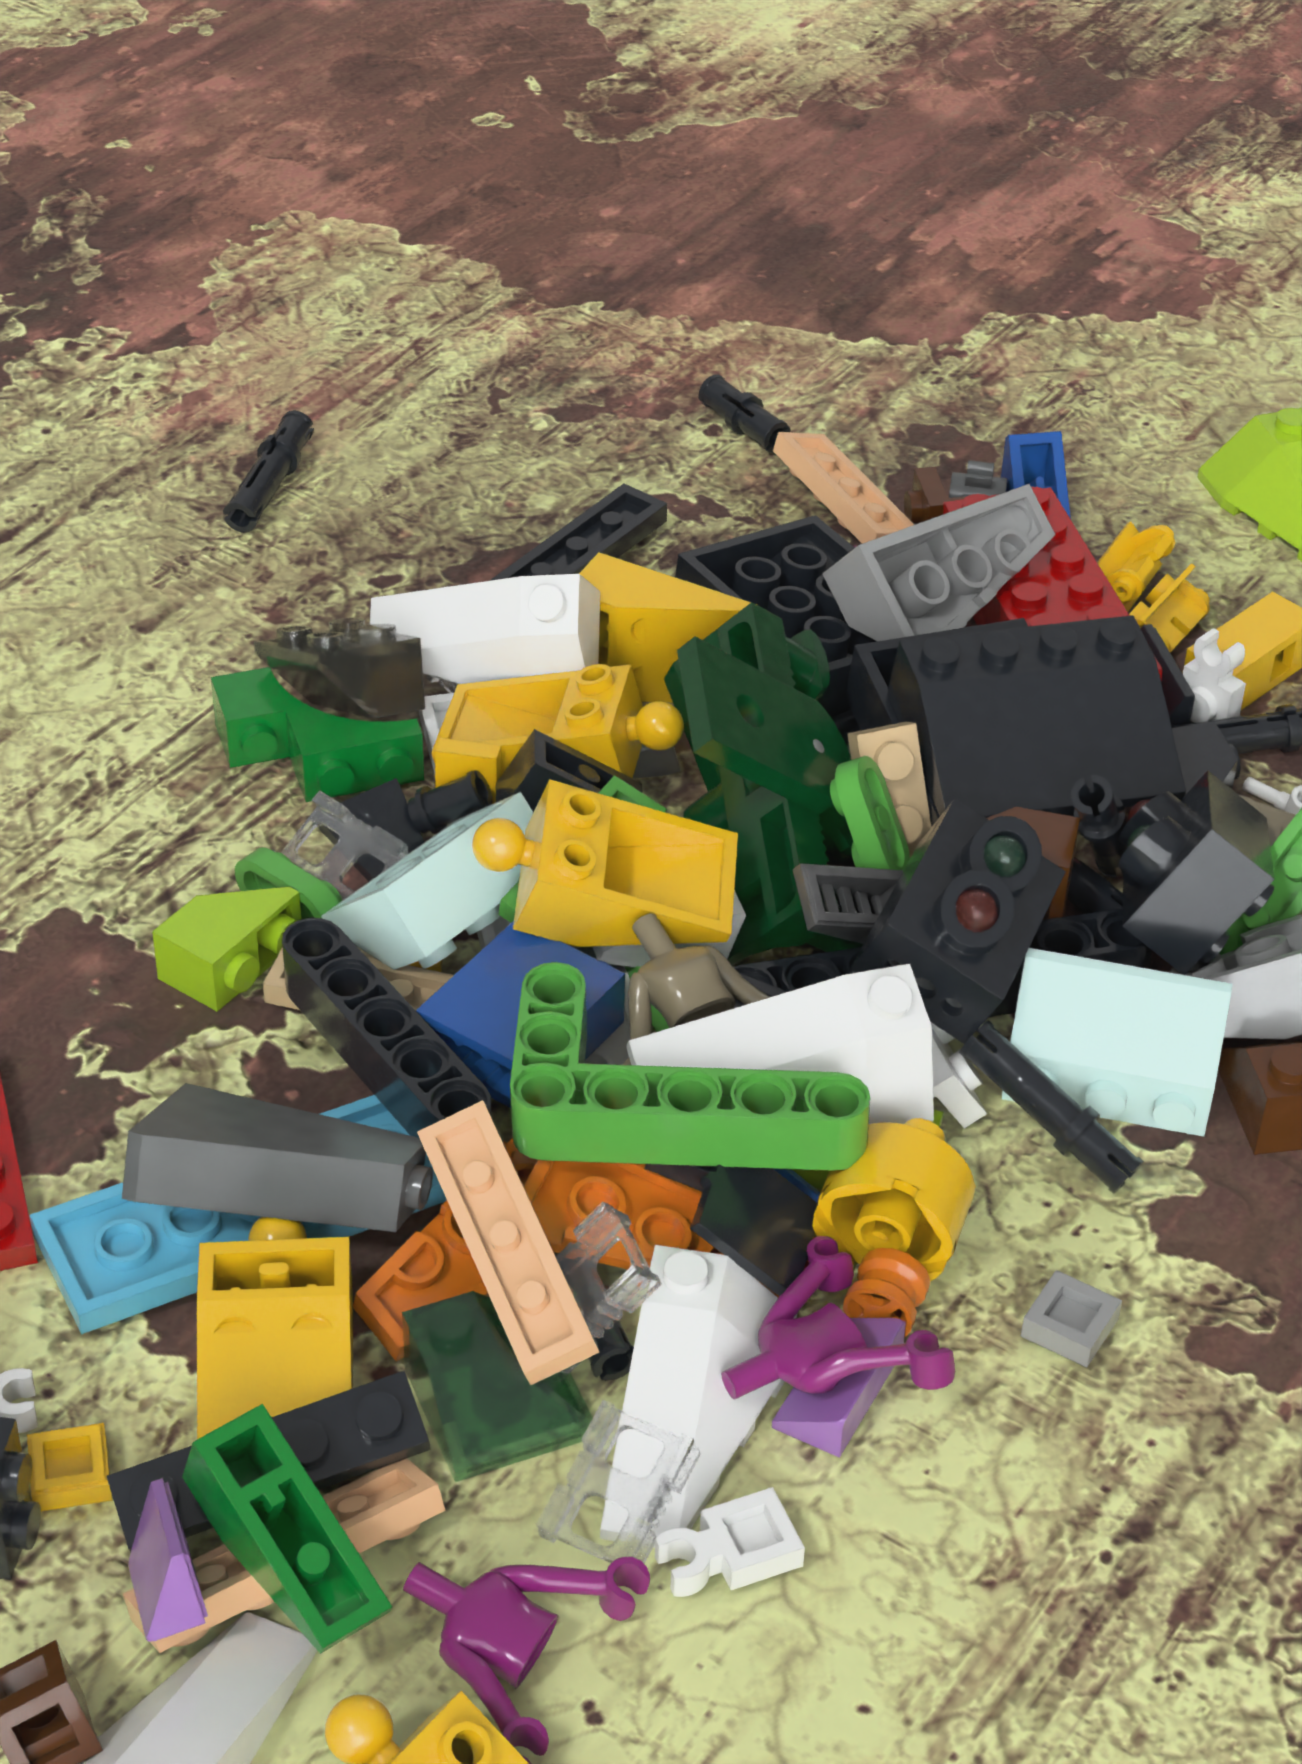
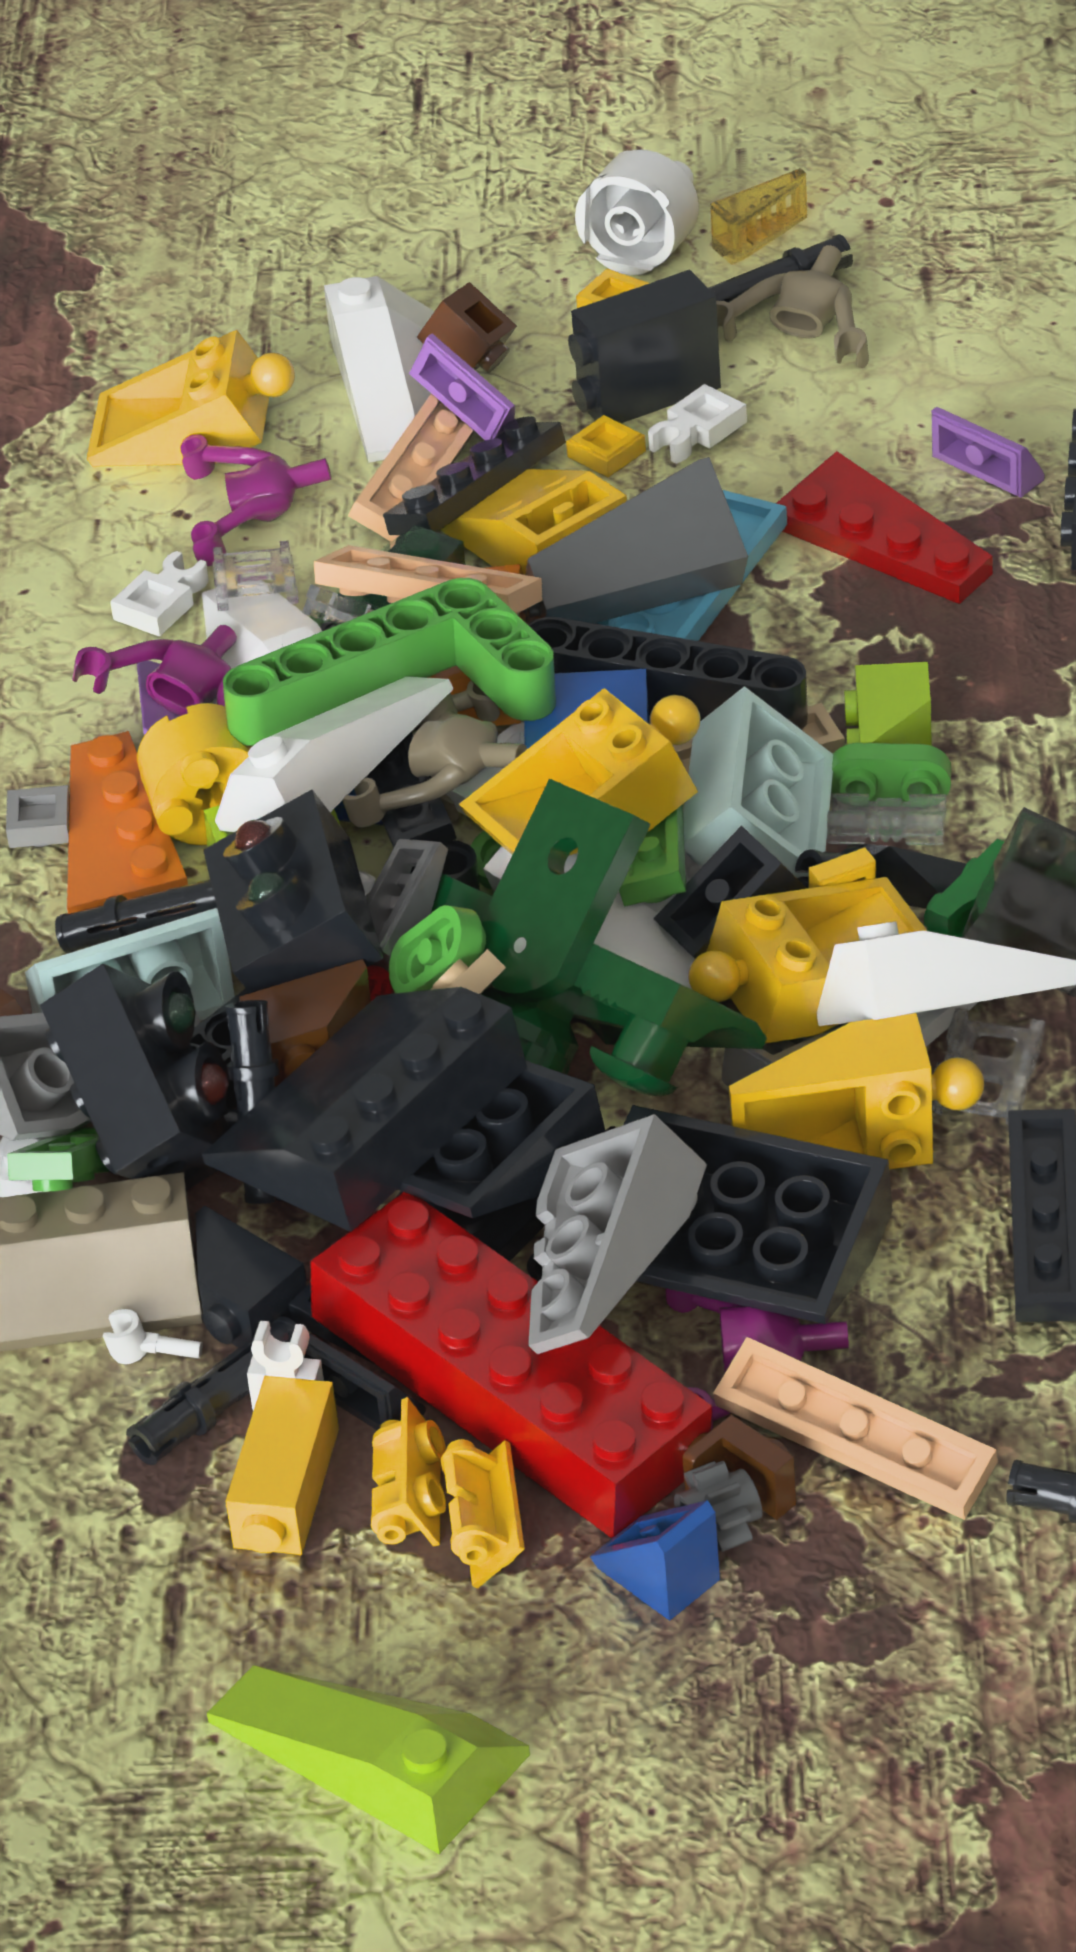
camera: 150 degrees right, 0 degrees up
(283, 1529) = (414, 407): green slope -> none
(1004, 1257) = (112, 828): none -> orange wing

